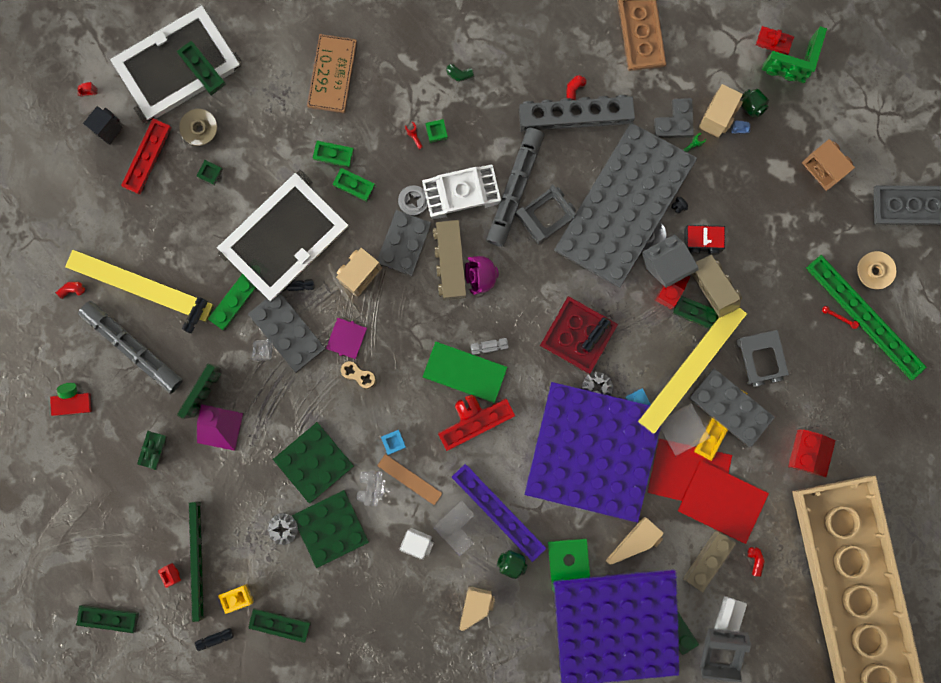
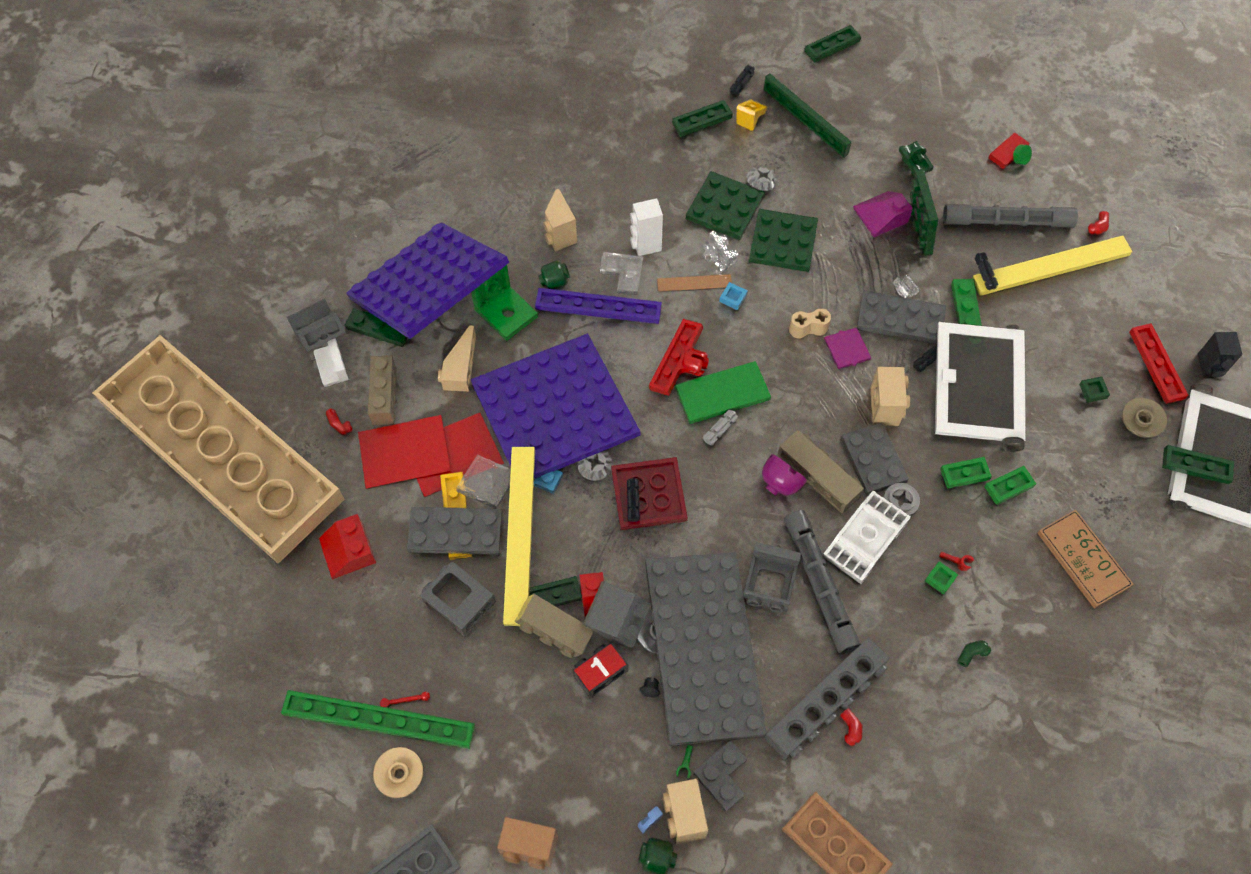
camera: 140 degrees right, 20 degrees down
(169, 575) = (816, 95): red plate -> none

